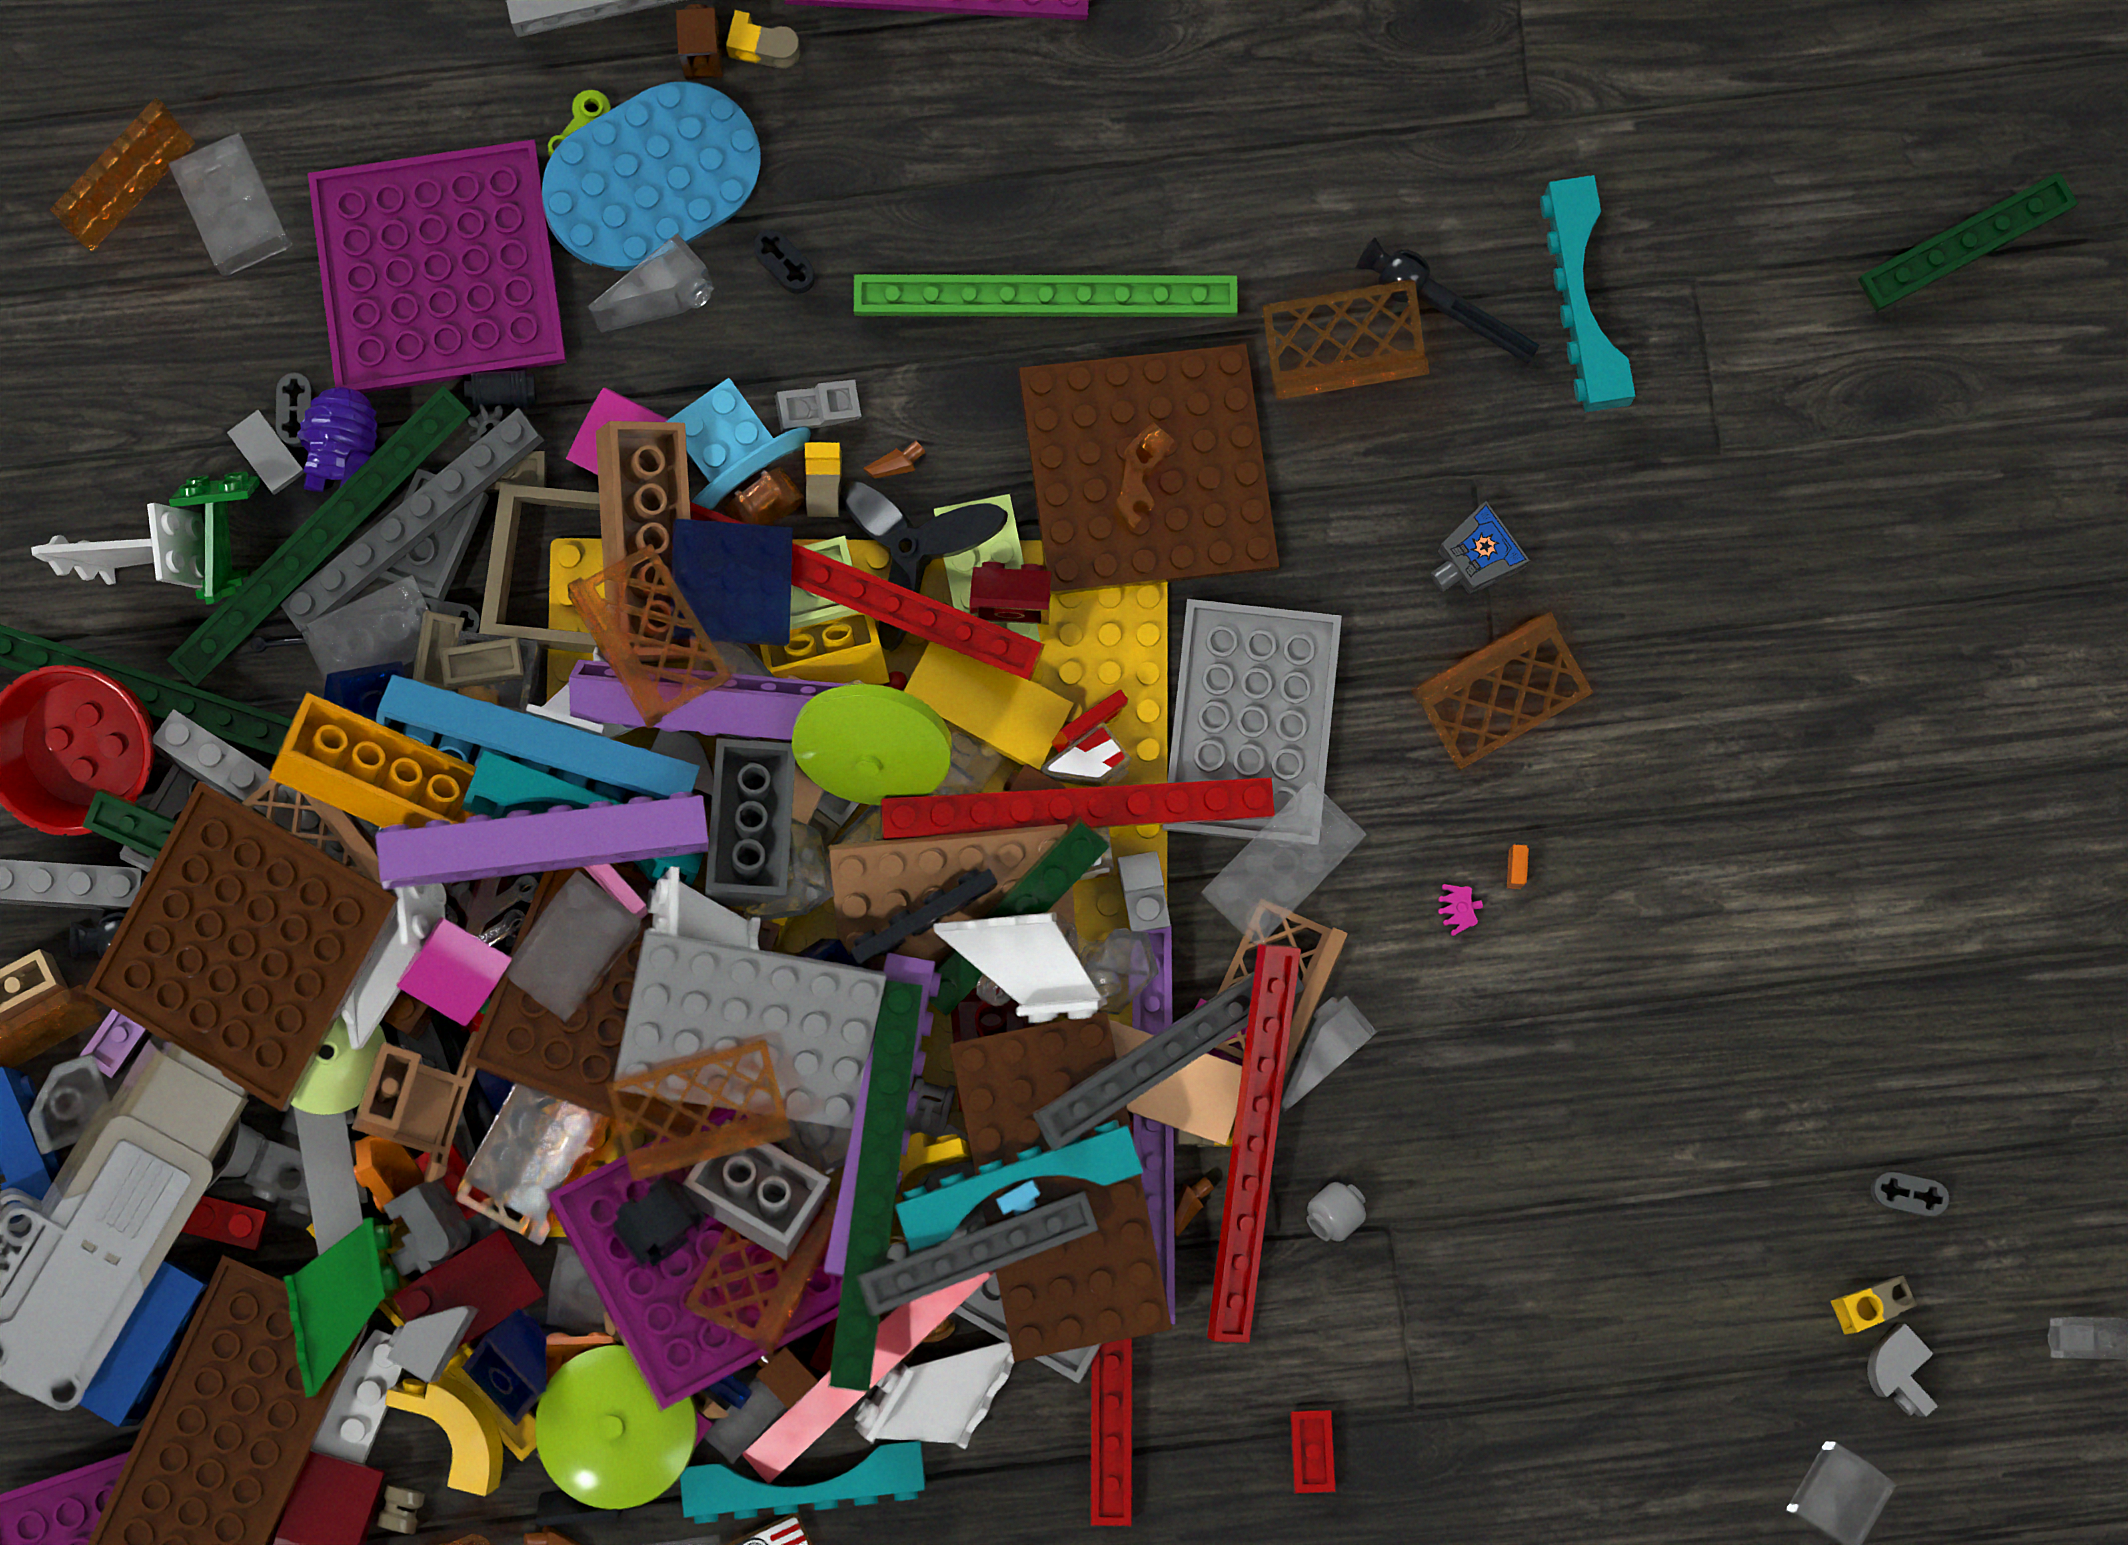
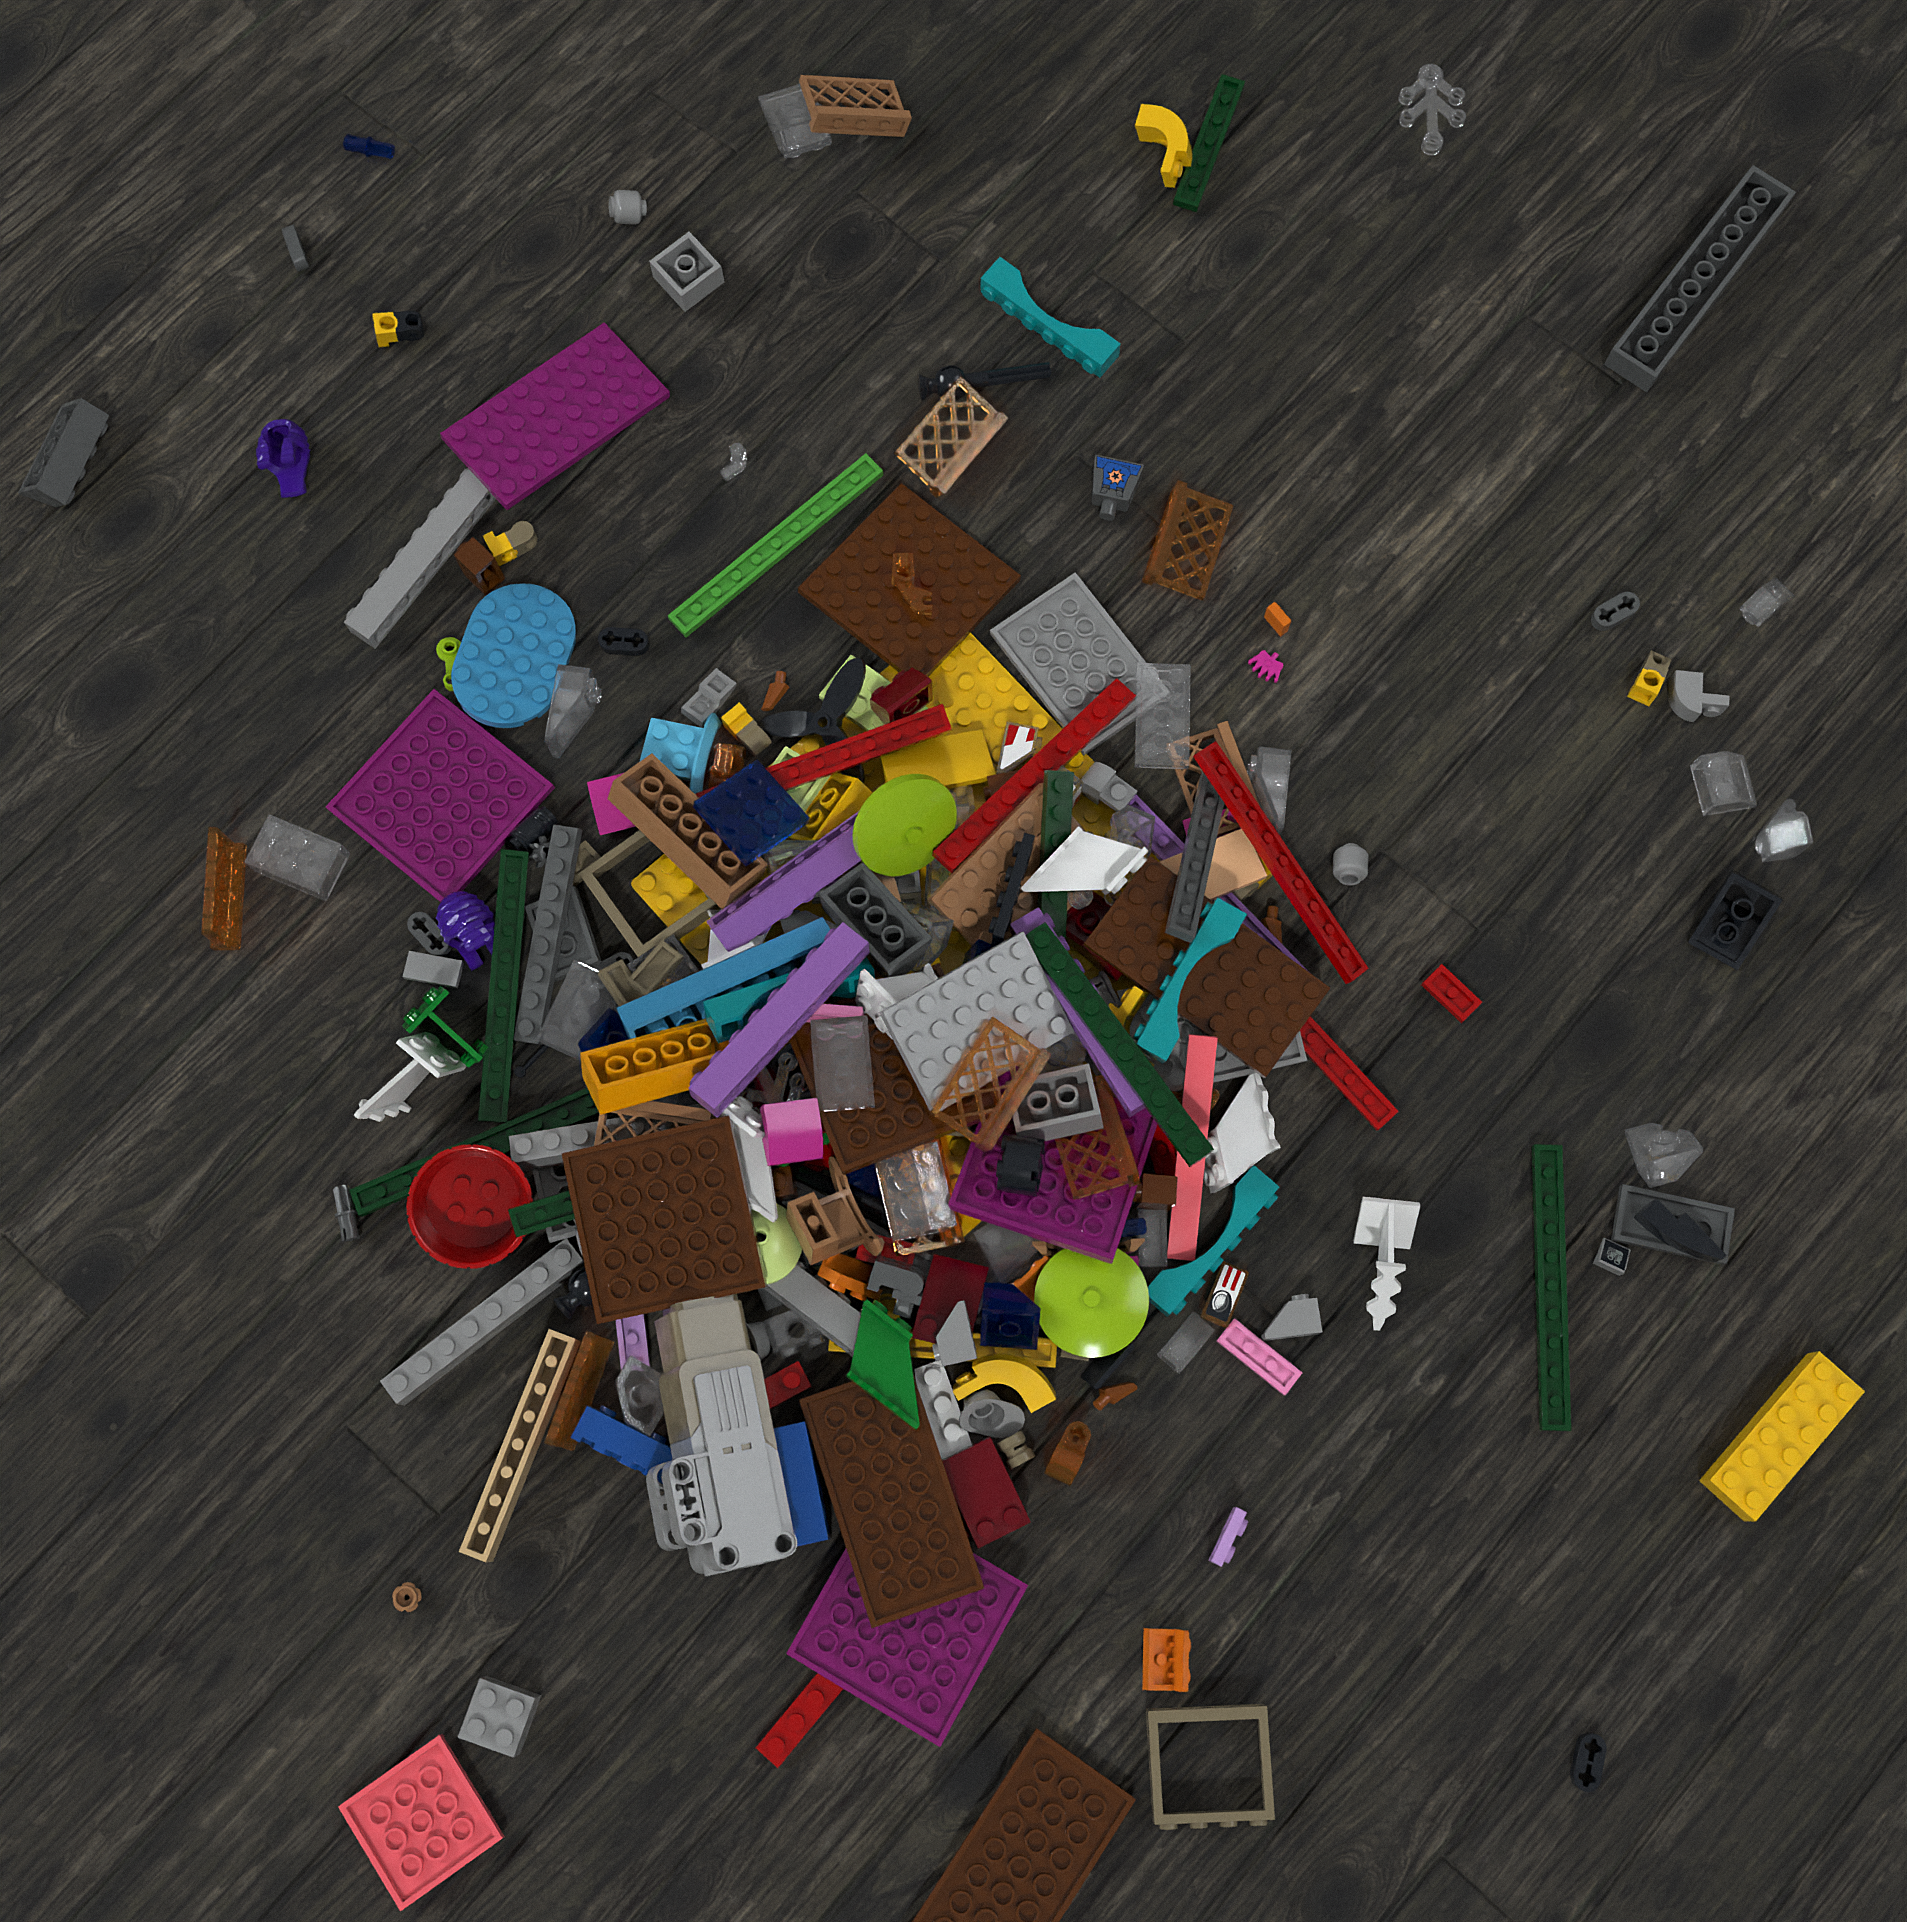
camera: 40 degrees left, 5 degrees down
(404, 1445) = (990, 1416): none -> light grey piece
(615, 643) = (733, 892): clear orange fence -> none
(977, 1253) = (1201, 1030): dark grey plate -> none
(1020, 1198) = (1195, 985): medium azure plate -> none
(1090, 163) = (738, 462): none -> clear arm
(1103, 712) = (999, 728): red tile -> none
(1928, 175) = (1165, 127): none -> yellow arch

